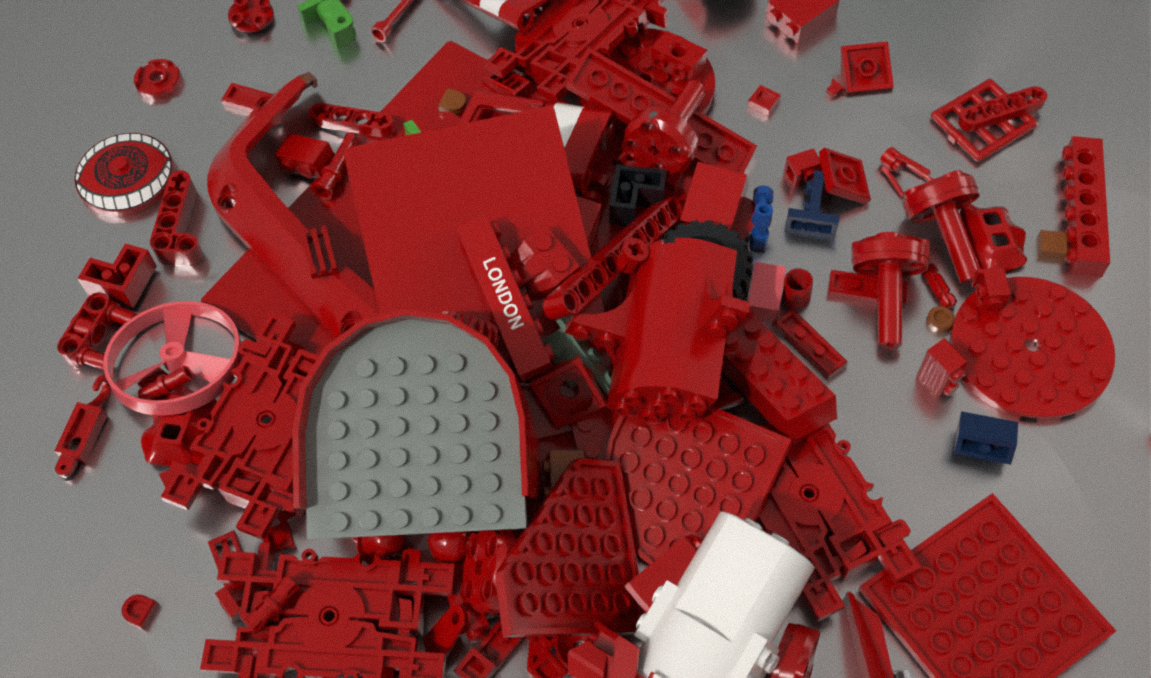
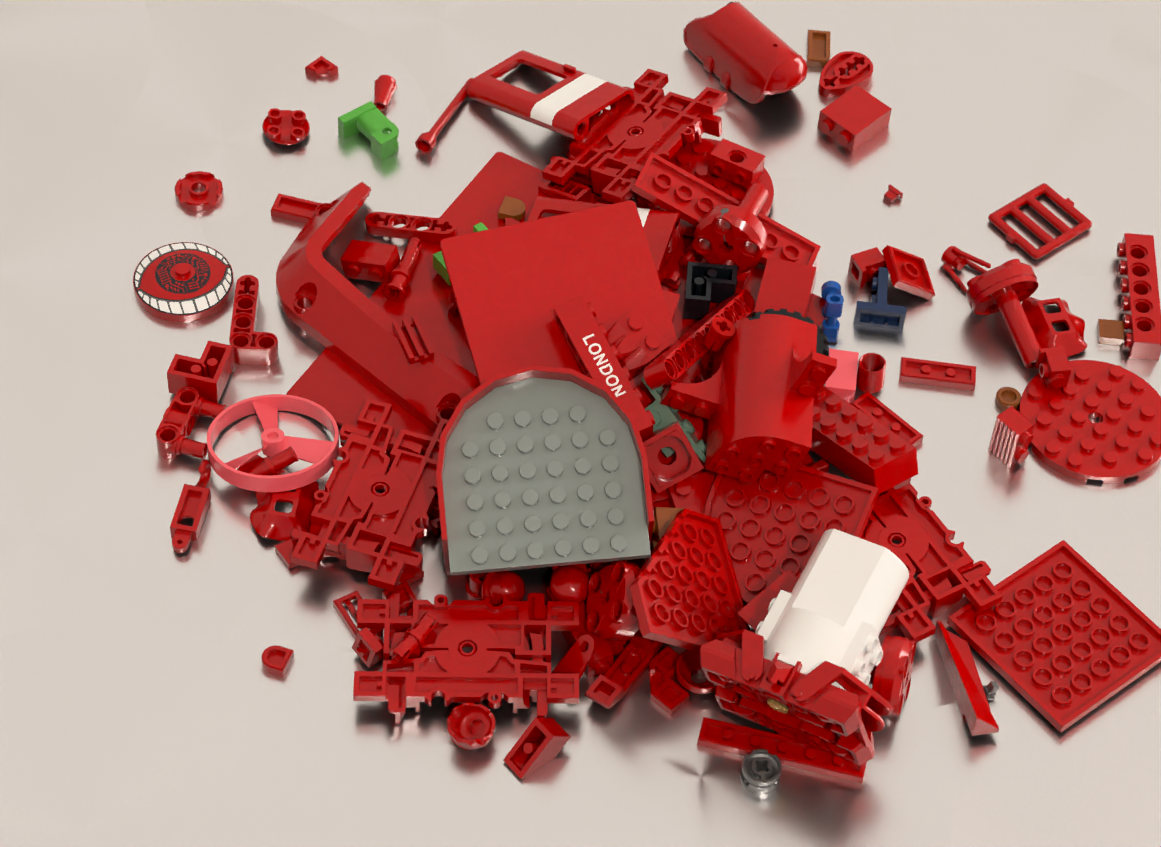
camera: 10 degrees left, 10 degrees down
(764, 100) = (823, 205): red tile -> none
(866, 67) = (922, 173): red slope -> none
(890, 258) = (958, 343): red piece -> none
(939, 286) = (1004, 369): red axle -> none
(986, 437) = (1055, 494): dark blue brick -> none
(999, 104) = (1059, 213): red beam -> none

